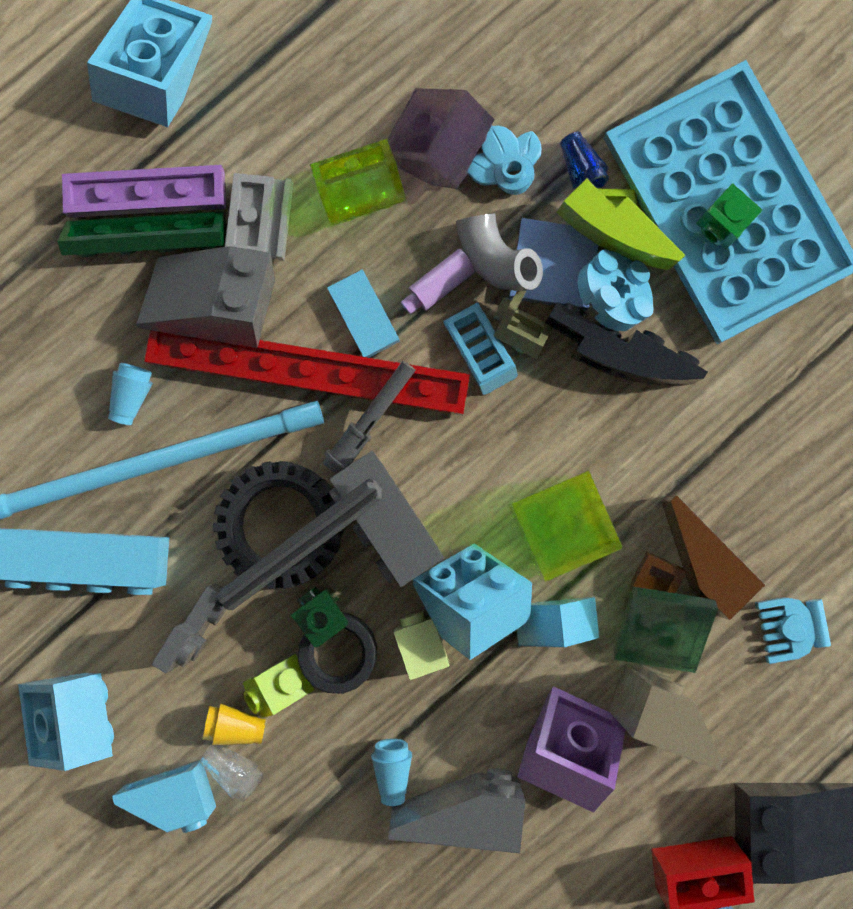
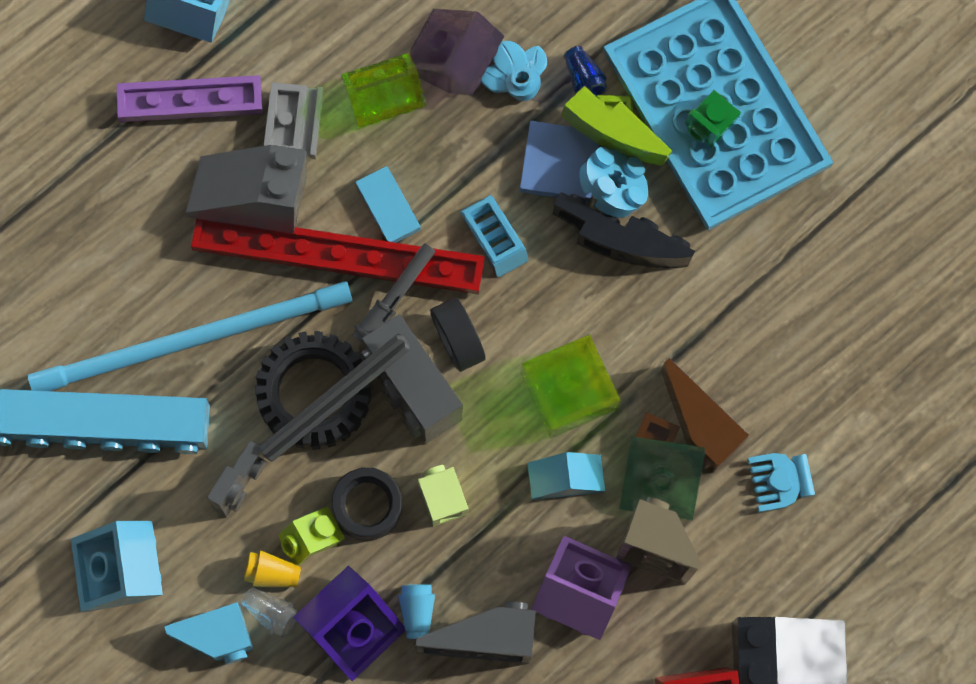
camera: 10 degrees left, 10 degrees down
(128, 392) = (175, 274): medium azure cone -> none
(135, 234) = (189, 135): dark green plate -> none
(316, 786) = (350, 623): none -> dark purple slope
(319, 615) = (351, 466): dark green bracket -> none
(438, 282) = (456, 176): lavender cylinder -> none
(439, 465) = (458, 334): none -> black tyre
(474, 599) = (491, 450): medium azure slope -> none
(493, 259) = (504, 156): light grey cylinder -> none
(520, 329) = (528, 217): olive bracket -> none

